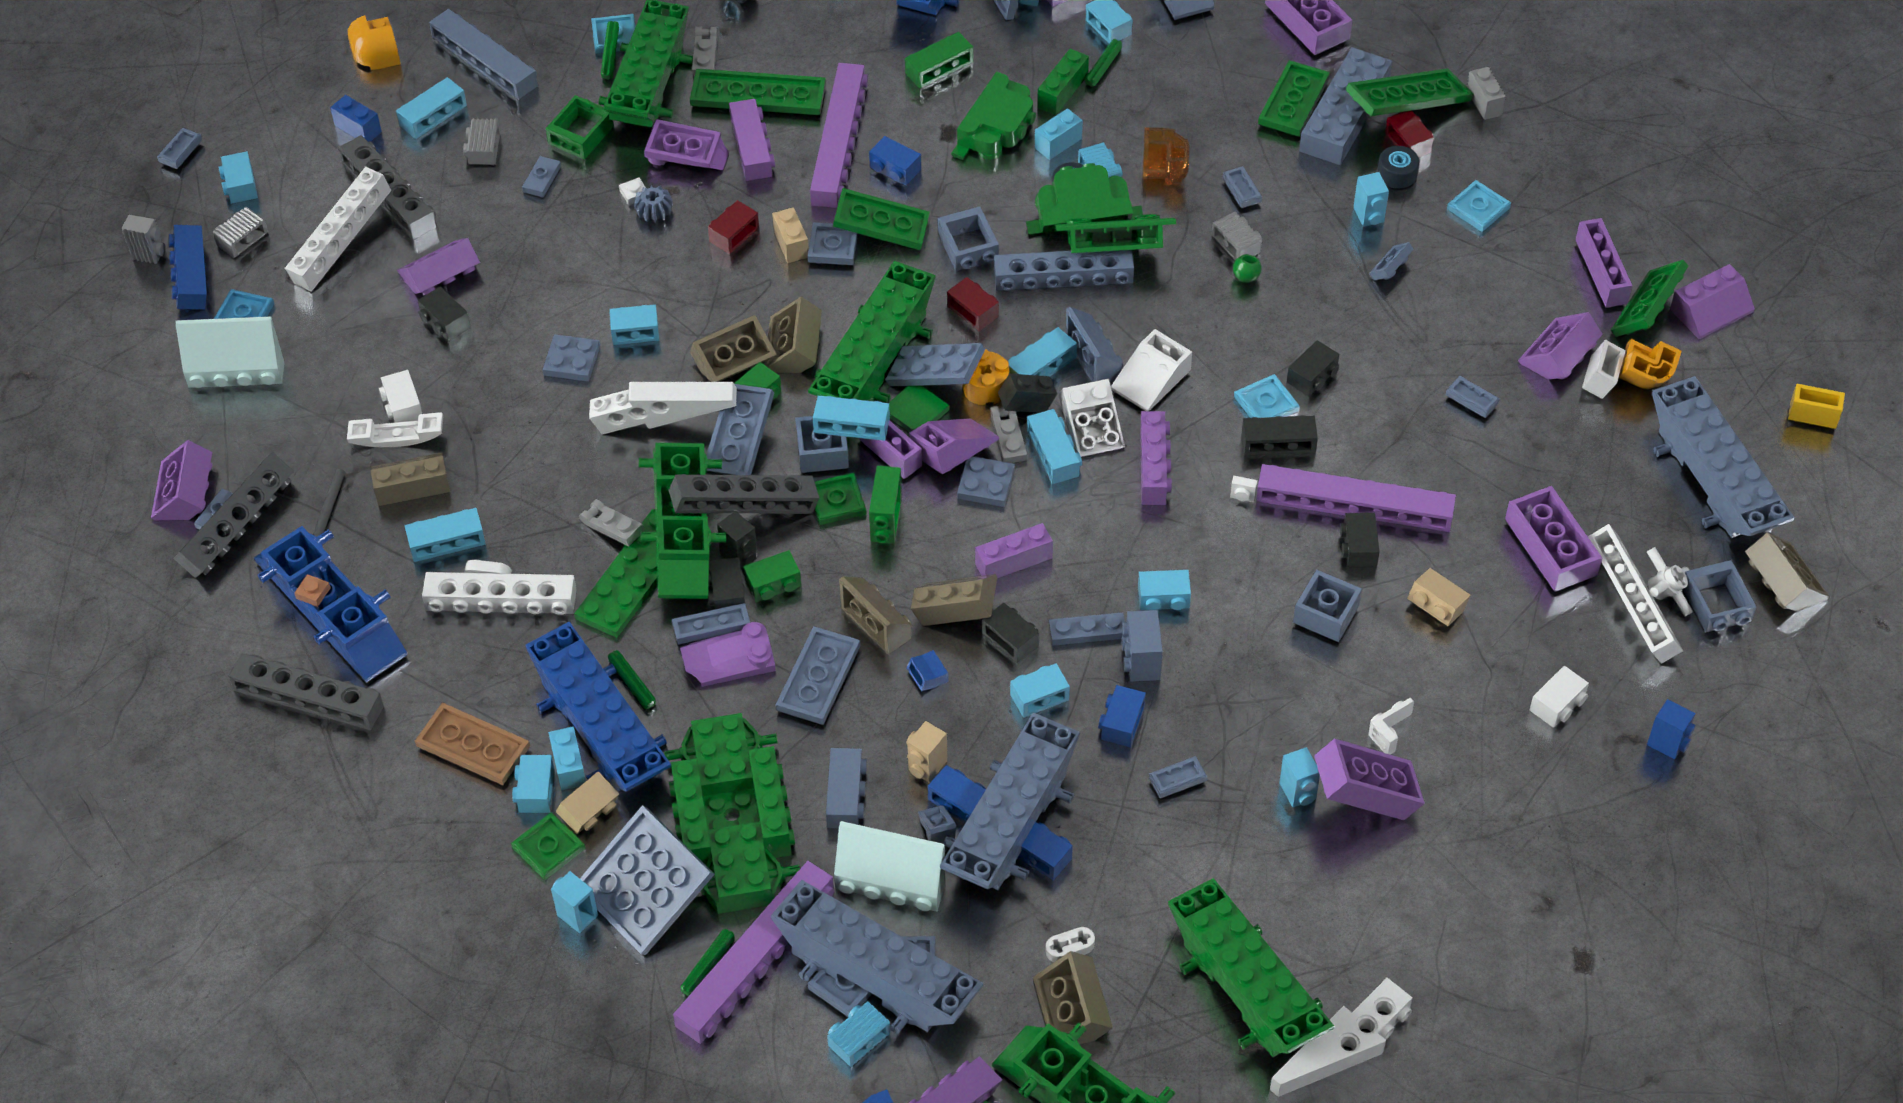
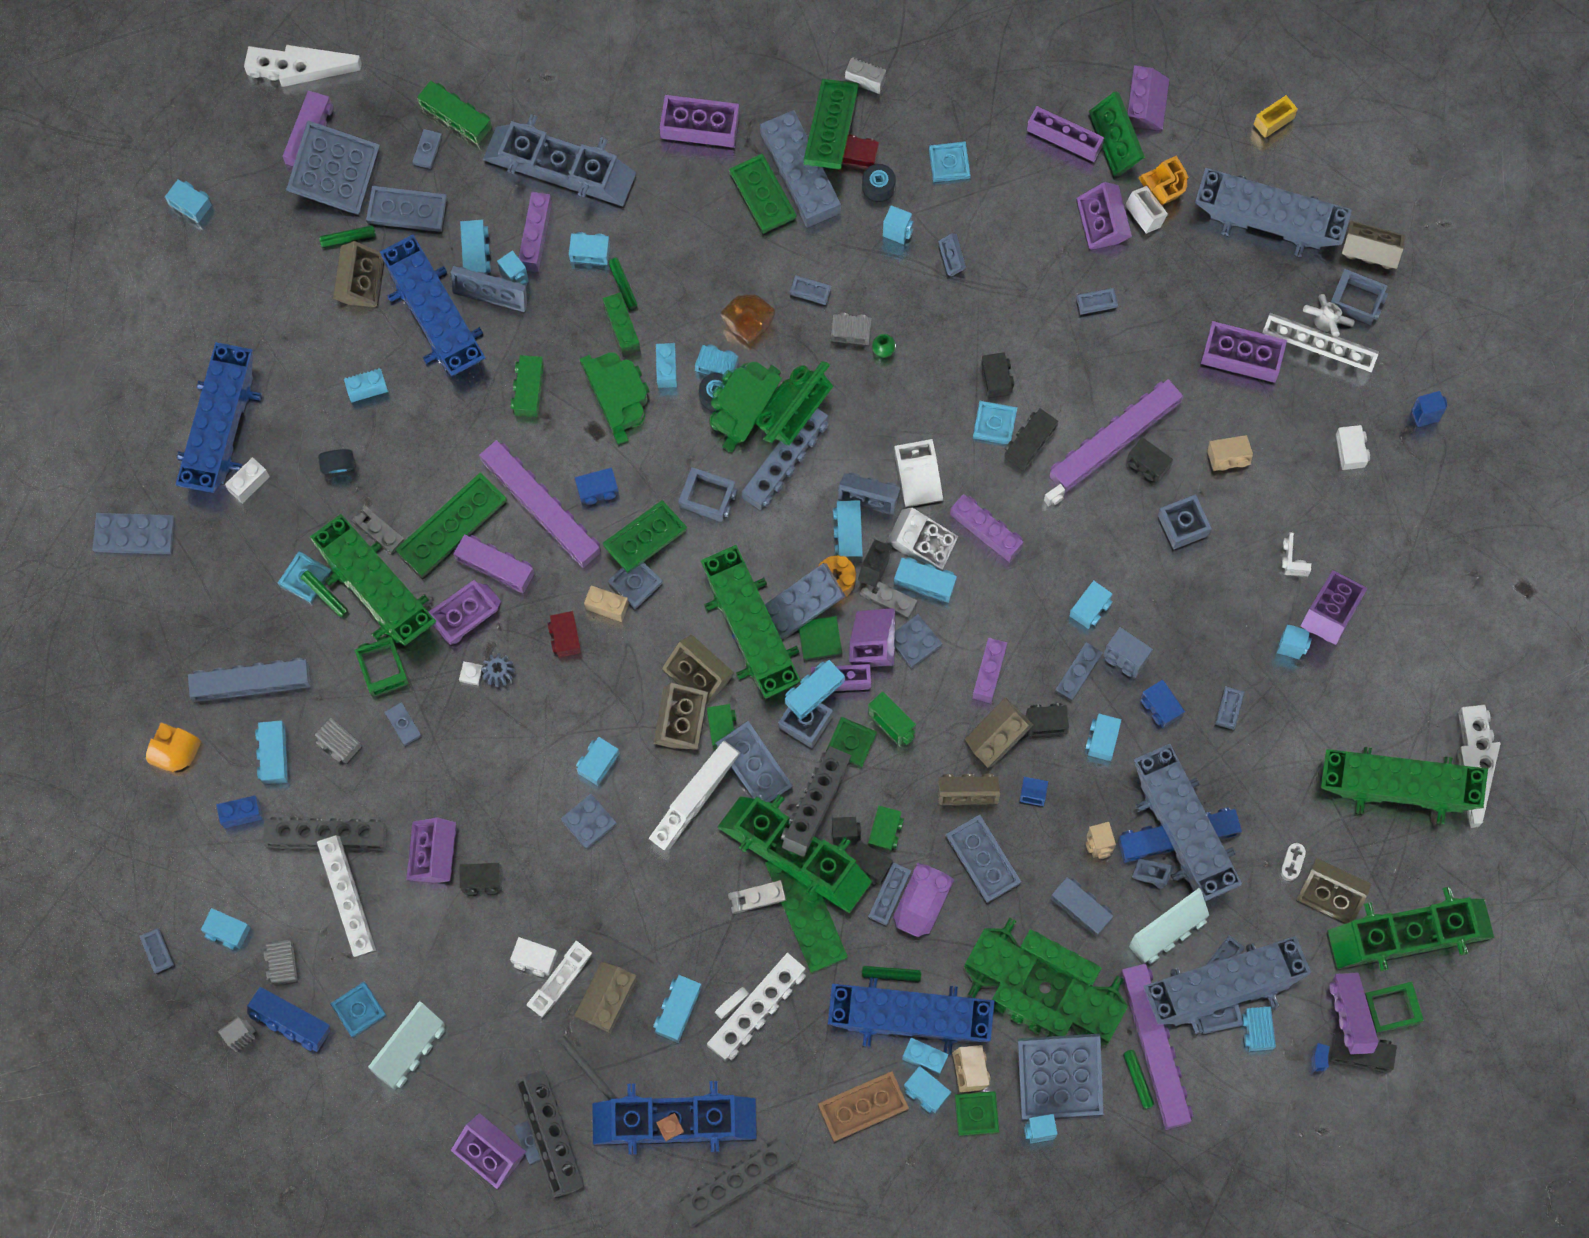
camera: 50 degrees left, 20 degrees up
(973, 304) = (765, 535): dark red brick -> none

